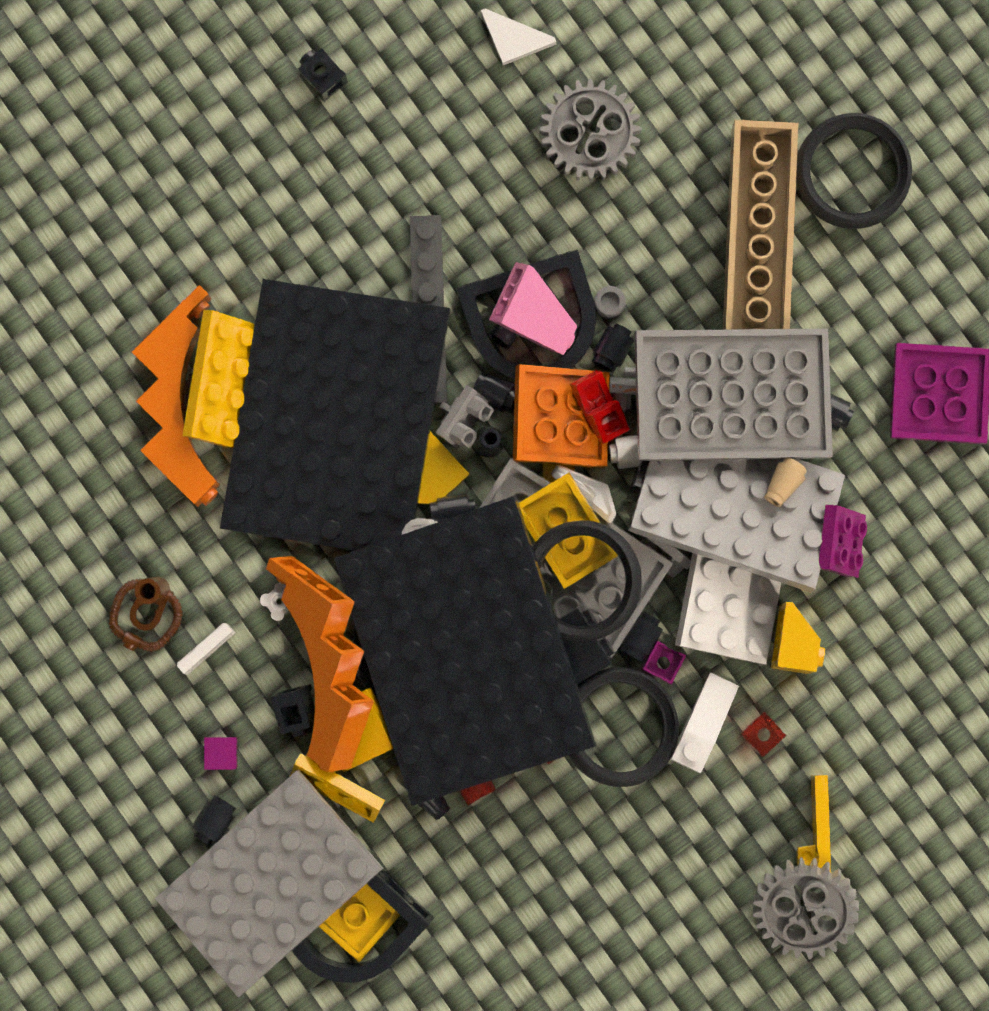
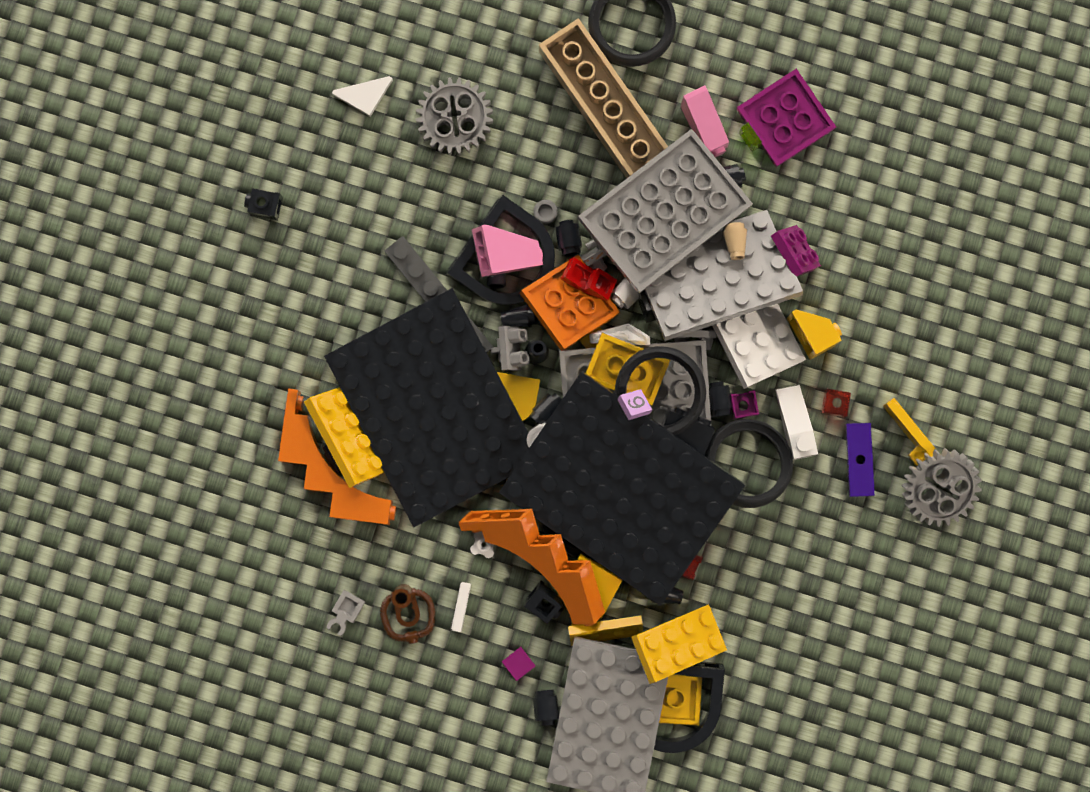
camera: 35 degrees left, 0 degrees up
(86, 560) = (346, 608): none -> light grey plate
(401, 860) = (679, 644): none -> yellow plate
(542, 573) = (634, 404): none -> lavender tile
(754, 796) = (859, 444): none -> dark purple tile
(850, 332) = (704, 120): none -> bright pink slope
(886, 385) = (750, 137): none -> clear neon green tile

